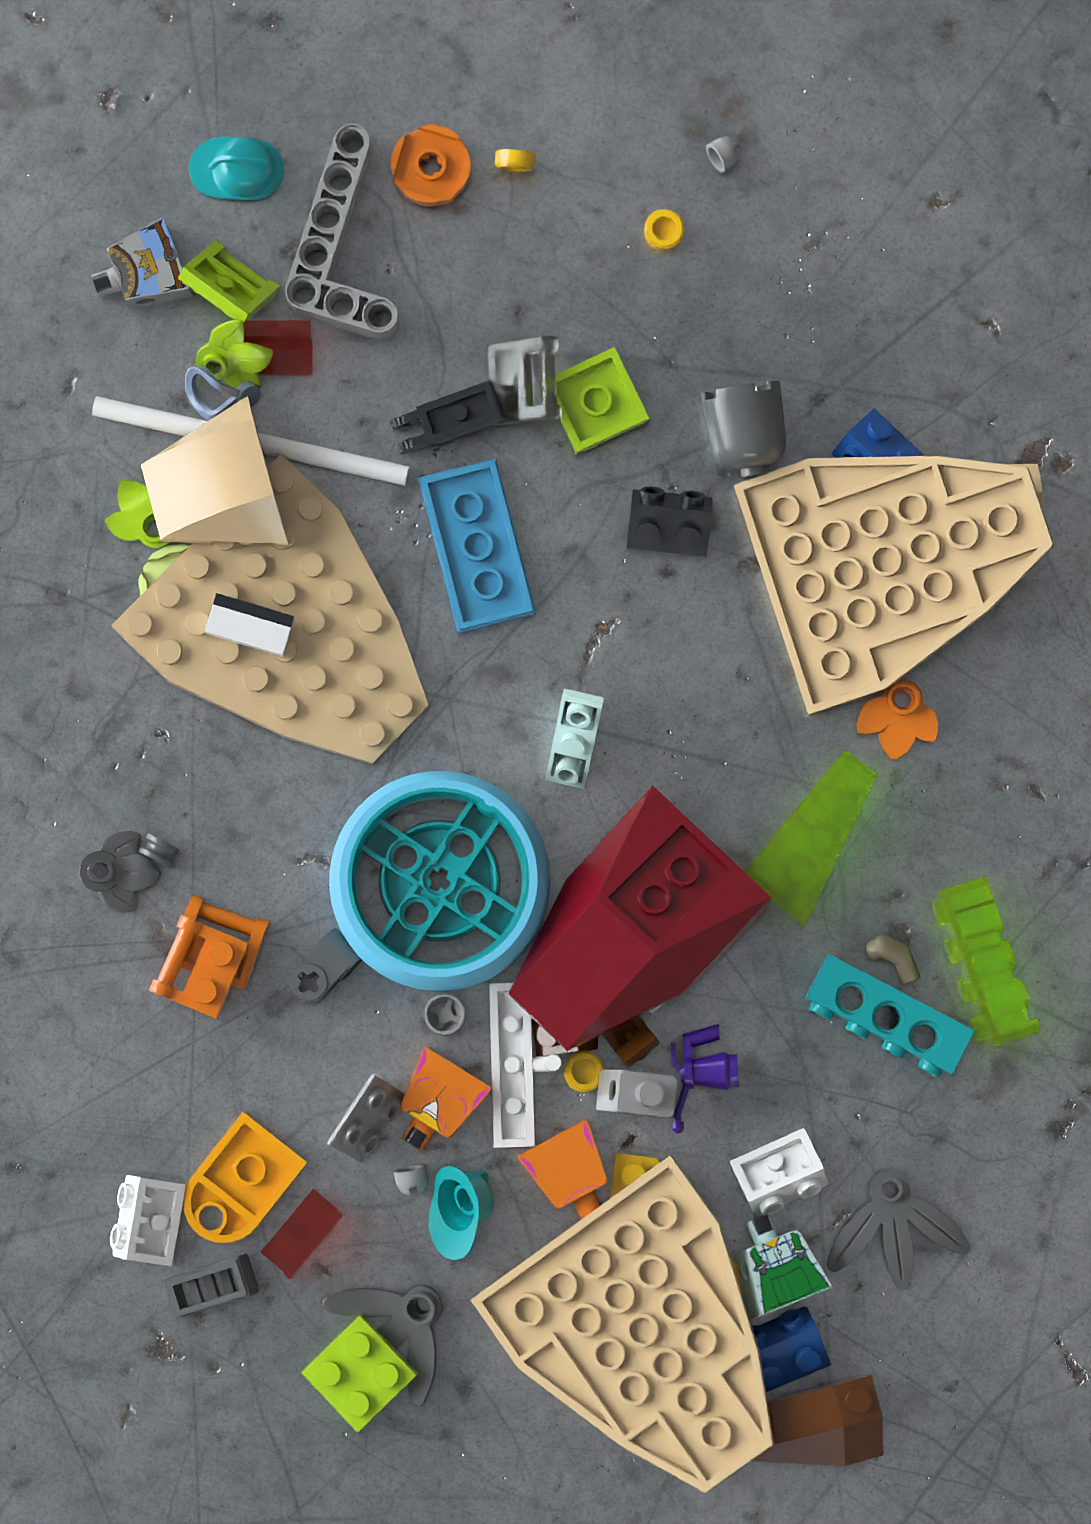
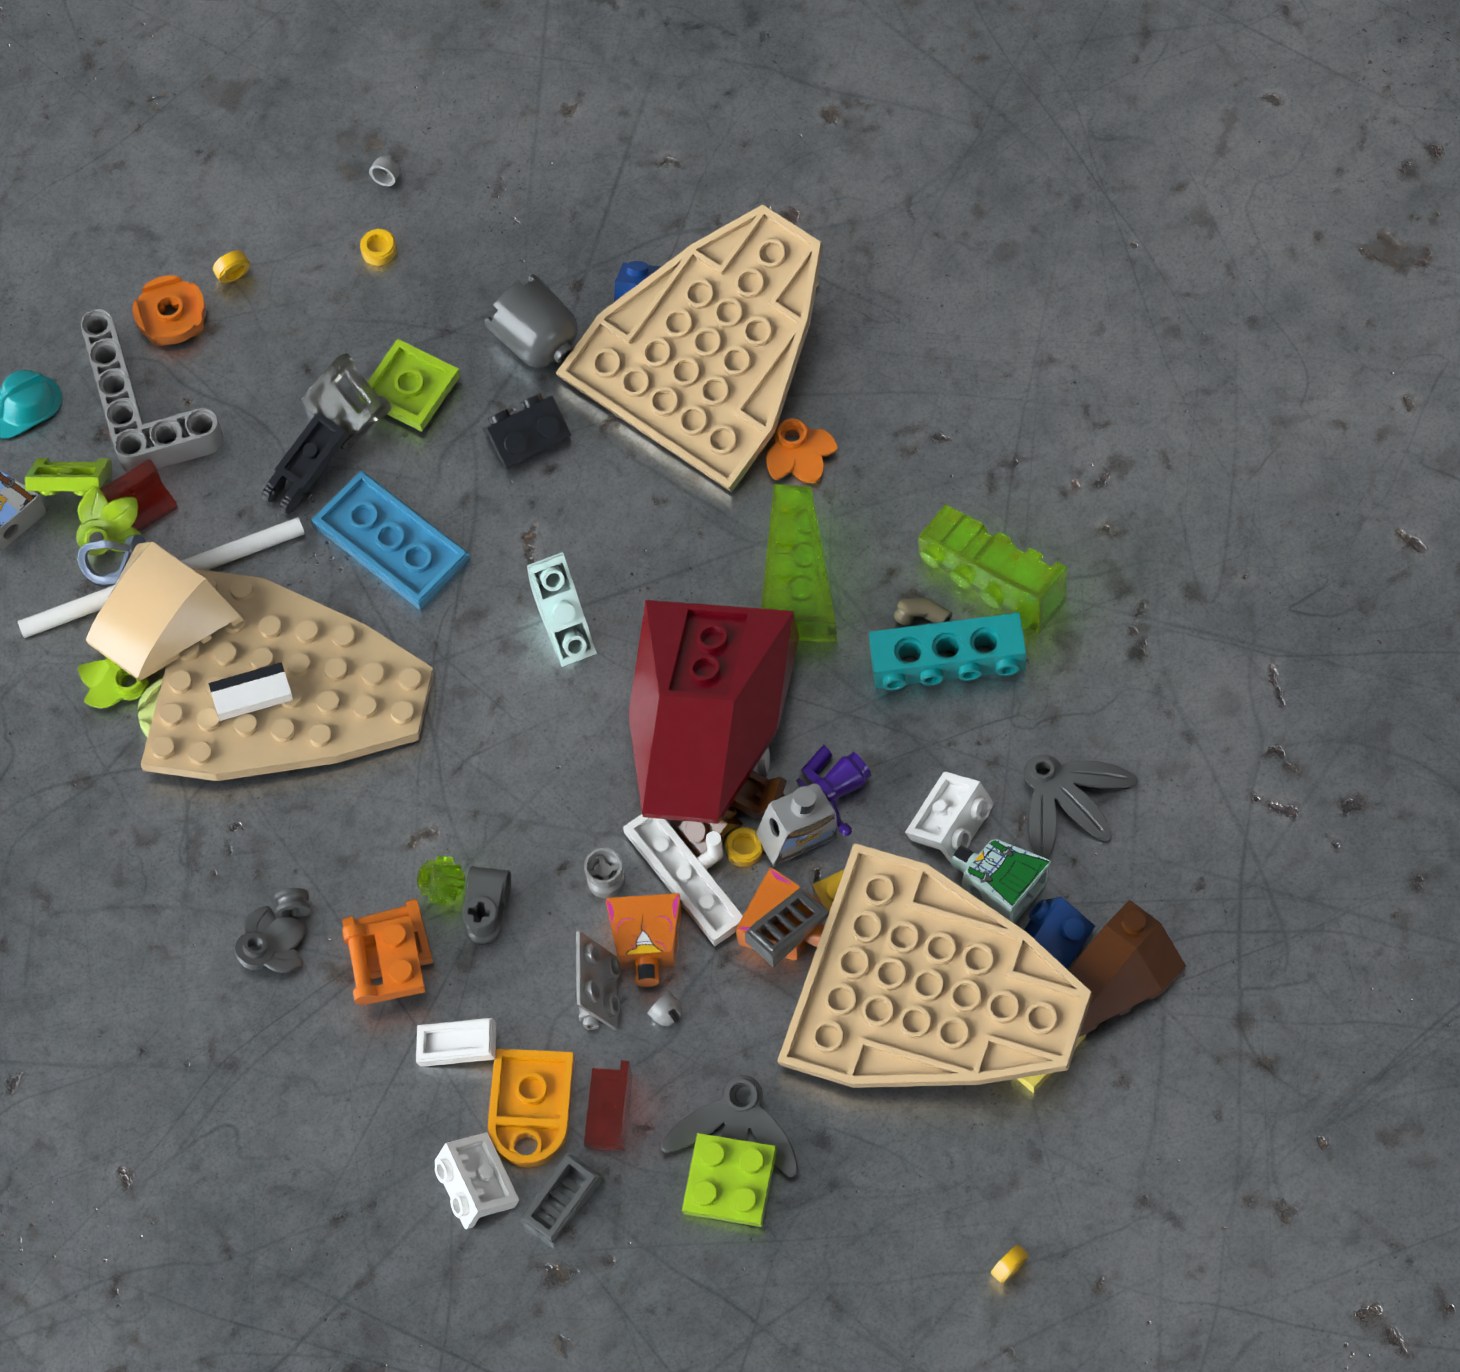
camera: 30 degrees left, 20 degrees down
(214, 1081) = (456, 1042): none -> white tile
(299, 921) = (441, 879): none -> clear neon green gear
(400, 888) = (529, 706): wheel -> none
(457, 1209) = (718, 1004): teal piece -> none
(526, 1195) = (775, 953): none -> dark grey slope

